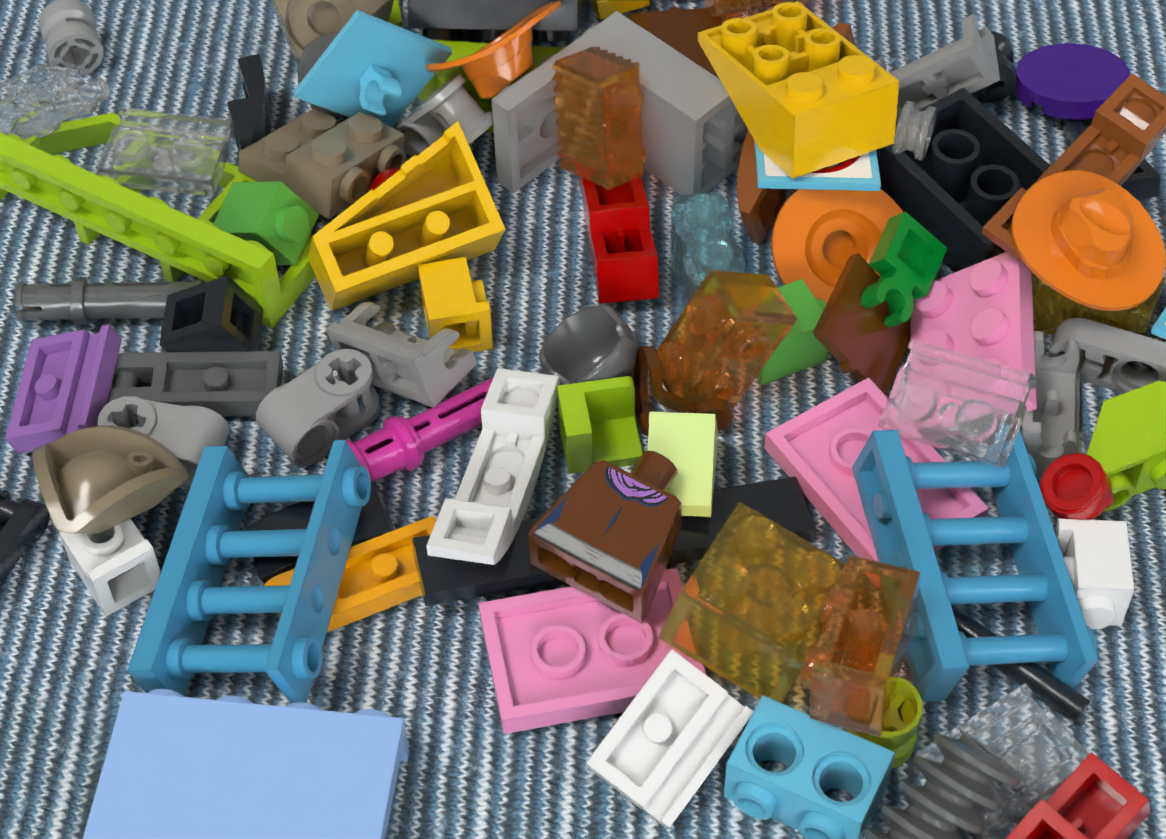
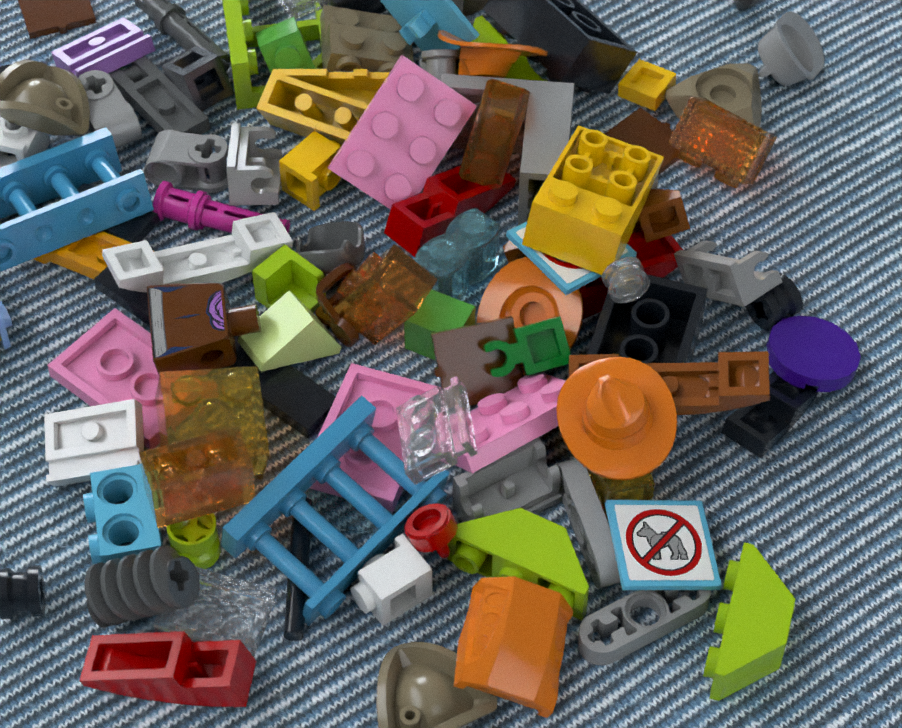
camera: 50 degrees right, 0 degrees up
(523, 191) = (402, 134): none -> bright pink plate

